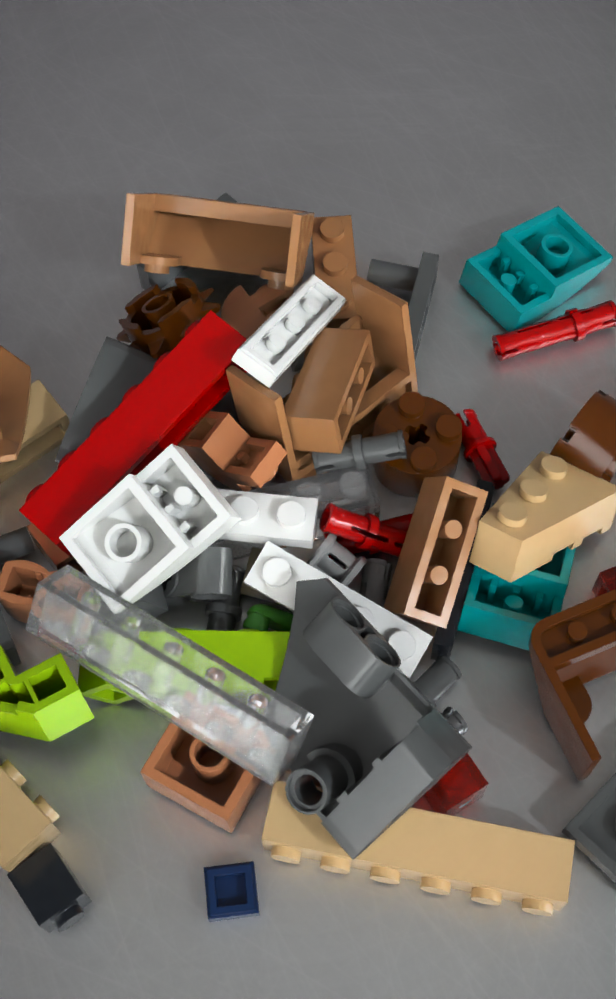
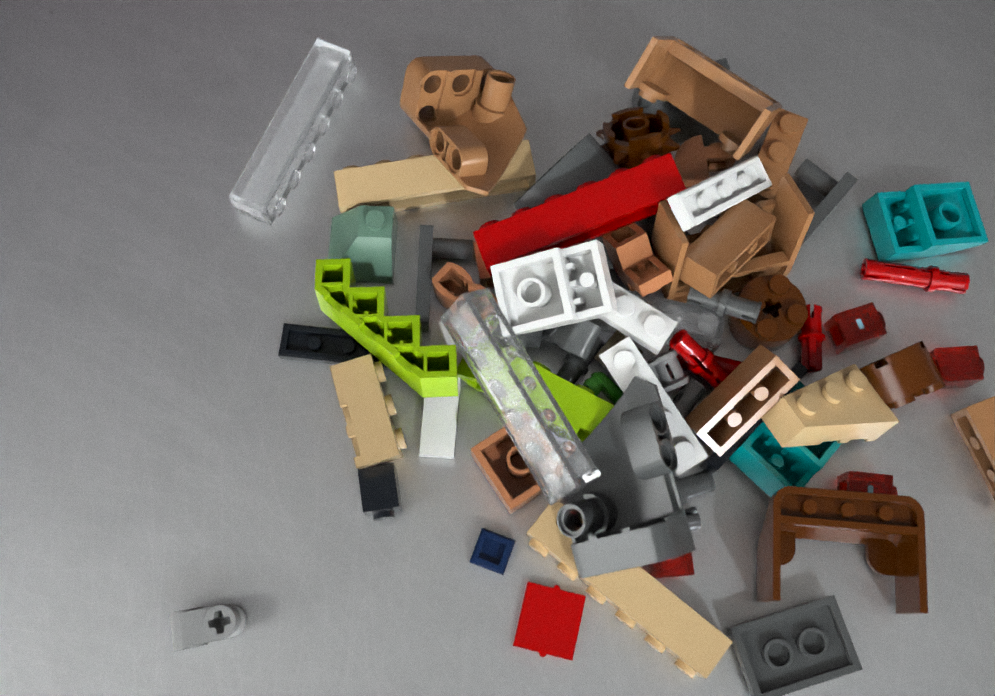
camera: 25 degrees right, 10 degrees up
(82, 751) = (440, 413): none -> white tile
(345, 941) = (549, 621): none -> red piece
(522, 415) = (855, 328): none -> clear red brick

